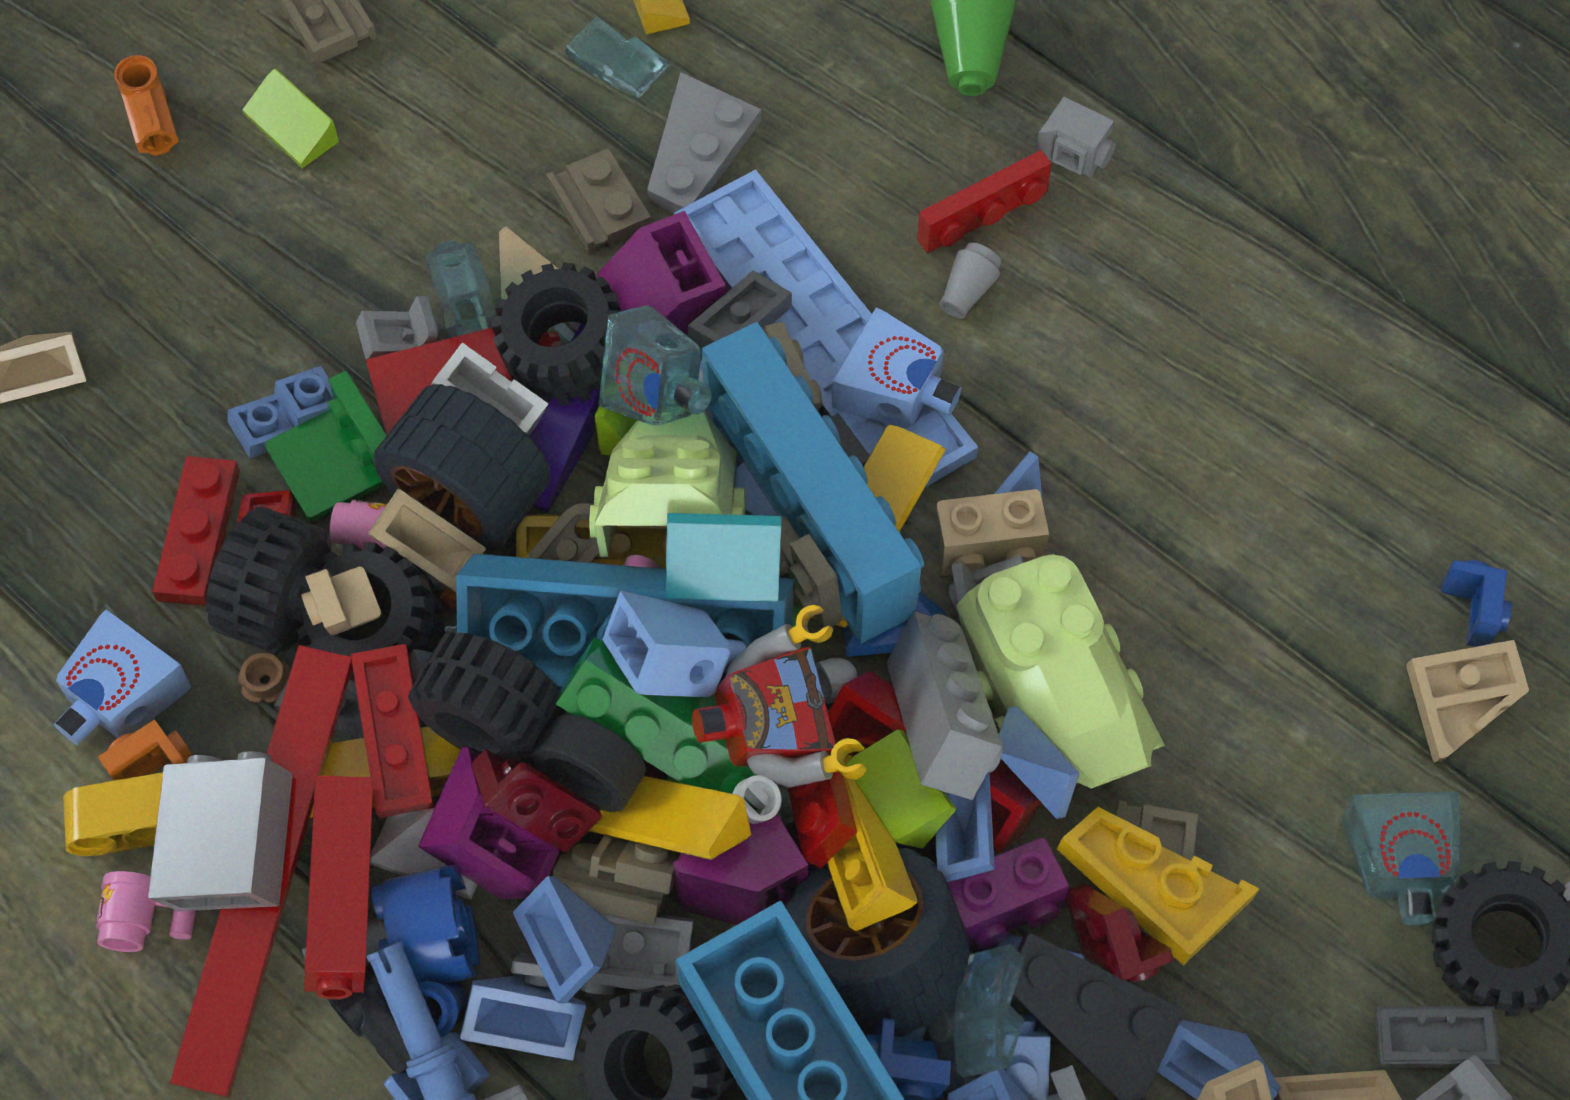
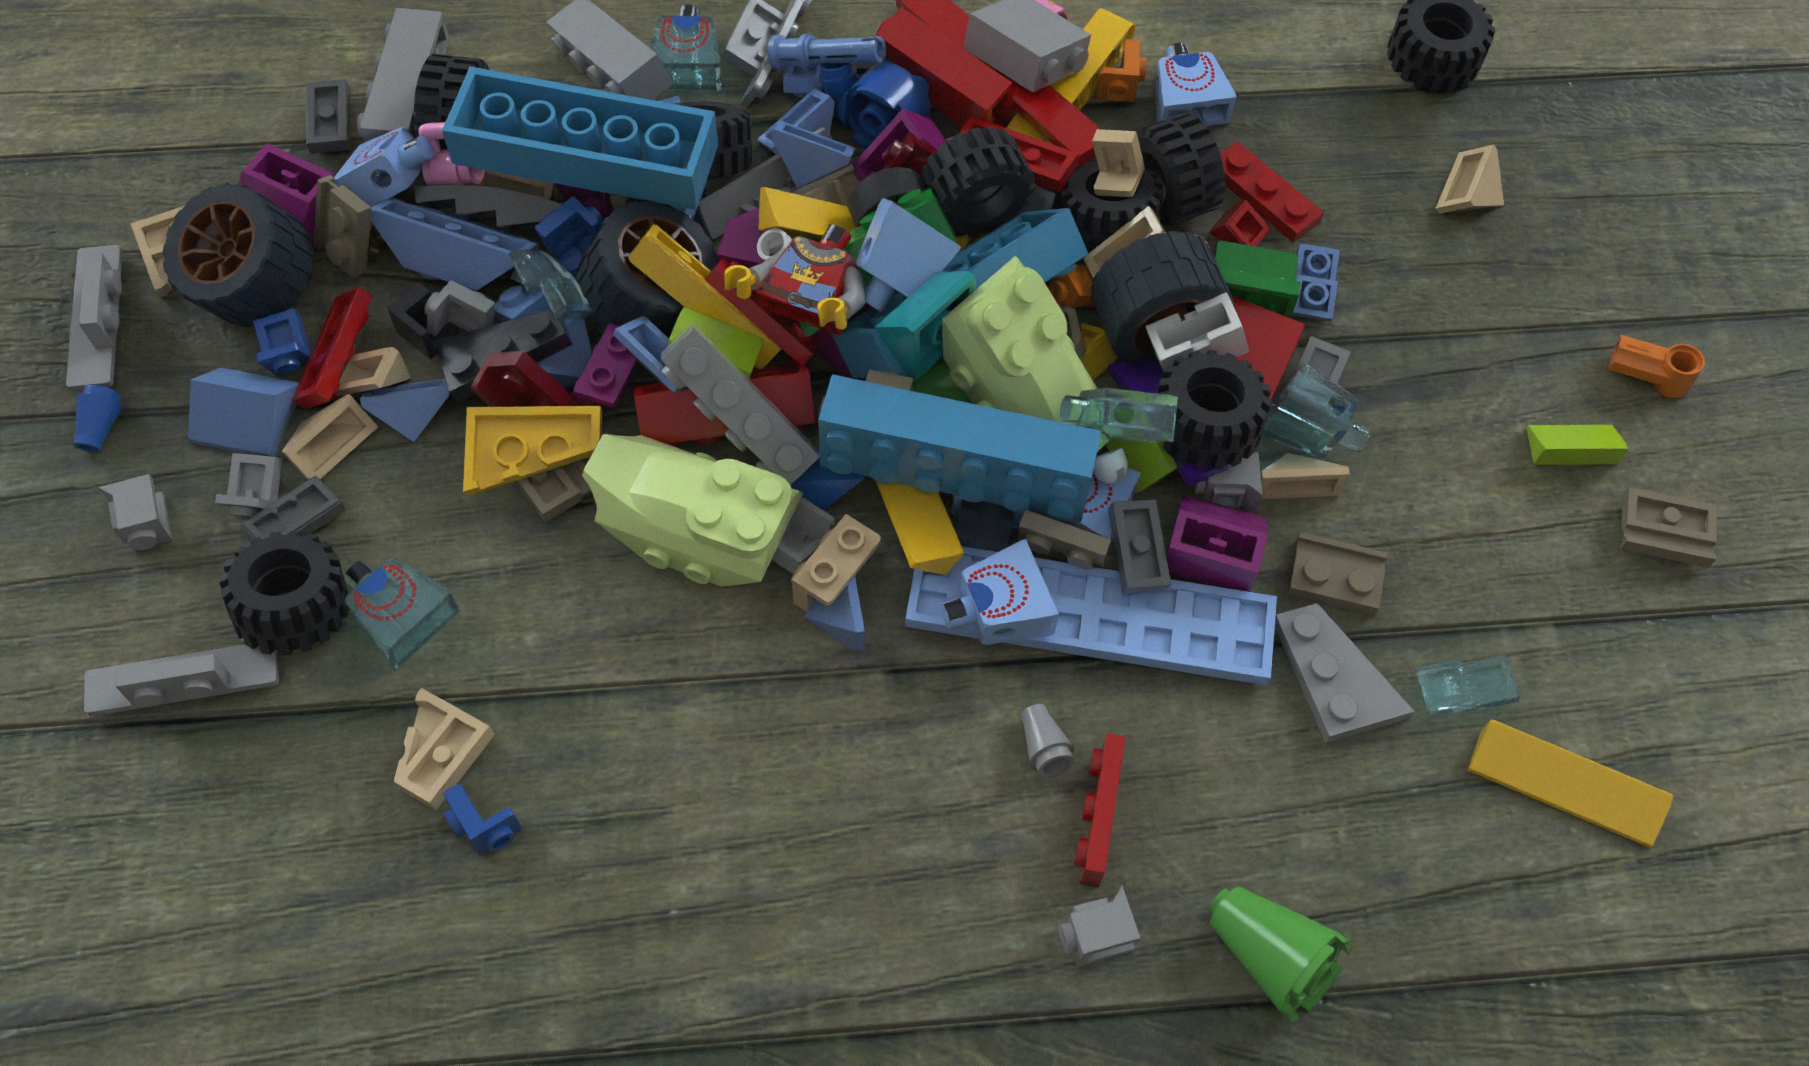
camera: 130 degrees right, 0 degrees up
(1037, 762) = (663, 420): medium blue slope -> none

